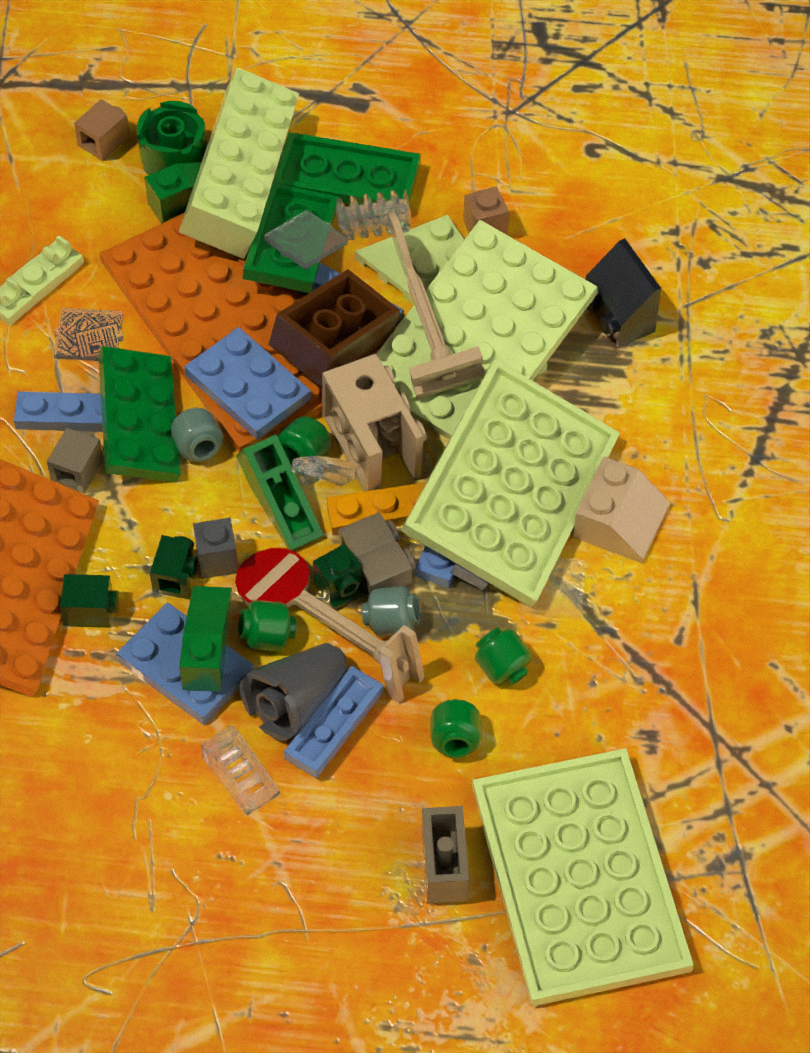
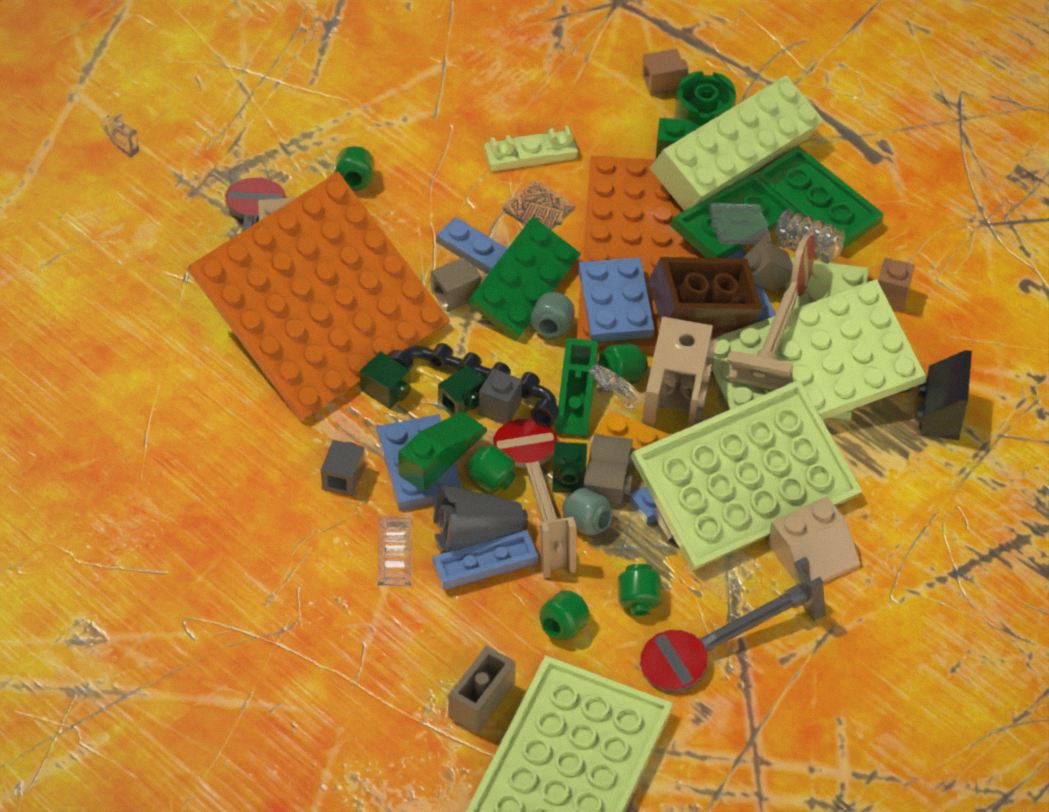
camera: 35 degrees right, 5 degrees down
(119, 544) = (543, 413): none -> black bar
(119, 717) = (342, 467): none -> dark grey brick
(364, 261) = (769, 265): none -> dark tan brick
(589, 702) = (679, 660): none -> piece

